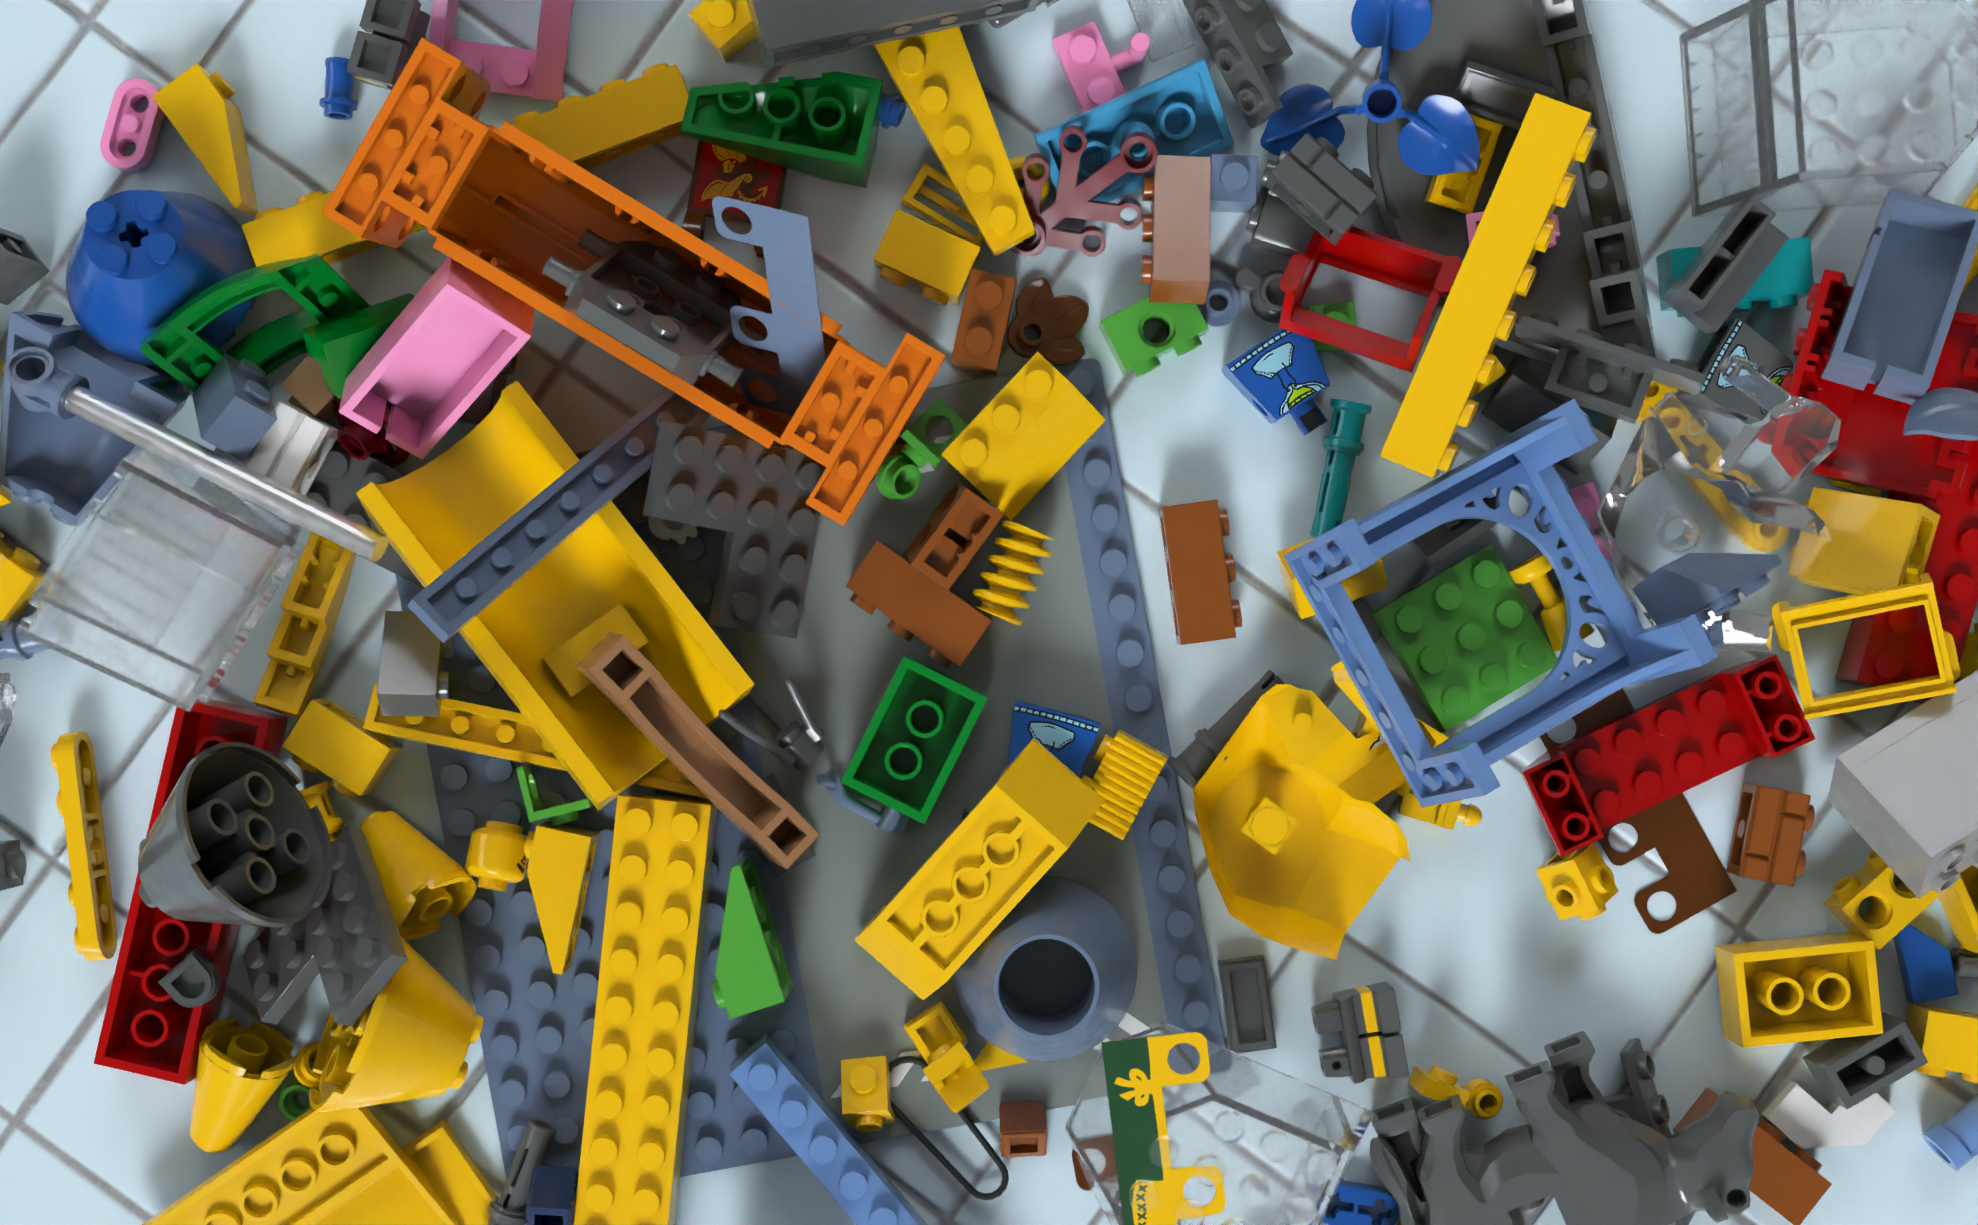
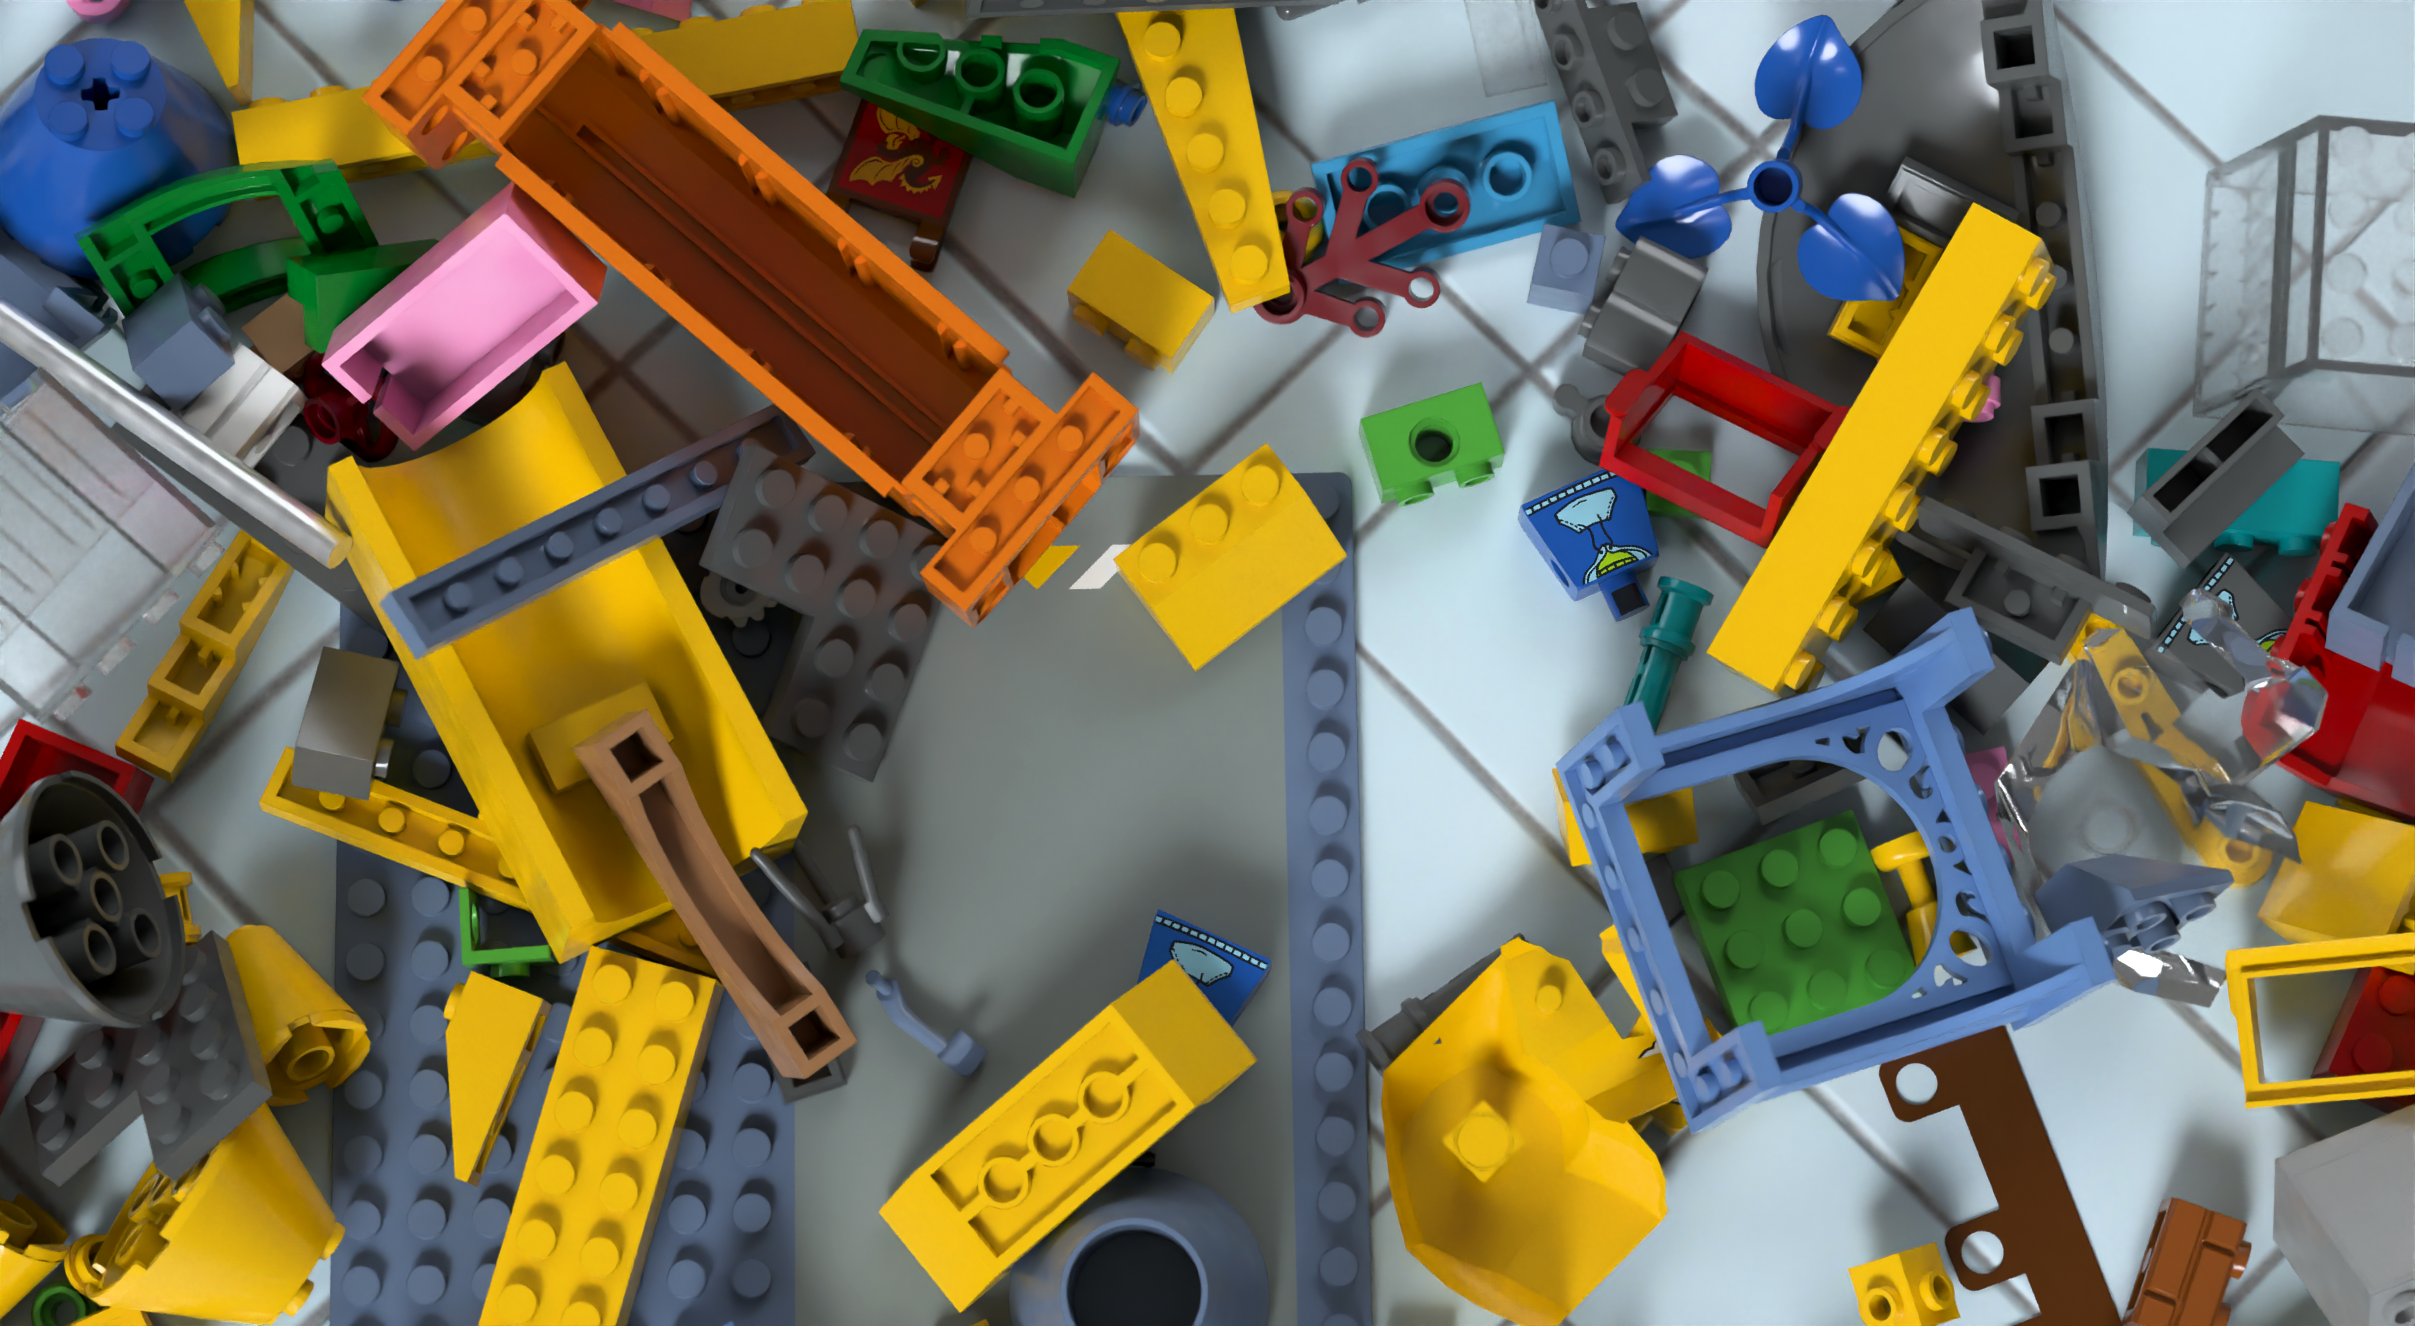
camera: 15 degrees right, 10 degrees down
(338, 746) = (221, 829): yellow brick -> none
(497, 855) = (407, 1007): yellow head -> none
(648, 321) = (744, 298): dark grey piece -> none
(750, 956) = (730, 1195): bright green slope -> none
(791, 284) = (952, 287): sand blue piece -> none
(898, 477) = (1062, 590): bright green plate -> none
(914, 739) = (1012, 939): green brick -> none
(917, 605) = (1047, 762): dark orange brick -> none
(919, 446) = (1083, 542): bright green bracket -> none
(932, 216) = (1150, 245): yellow tile -> none
(952, 534) = (1112, 671): dark orange brick -> none
(983, 322) = (1202, 399): dark orange brick -> none
(1012, 572) = (1184, 735): yellow piece -> none
(1054, 321) = (1297, 412): reddish brown plate -> none
(1091, 69) = (1401, 88): bright pink plate -> none
(1123, 780) = (1293, 1045): yellow brick -> none
(1177, 229) = (1481, 315): brick -> none
(1199, 572) = (1442, 781): dark orange brick -> none
(1233, 303) = (1525, 445): sand blue plate -> none
(1322, 187) = (1684, 289): dark grey brick -> none
(1442, 814) = (1731, 1168): yellow piece -> none
(1665, 750) = (2051, 1133): red slope -> none

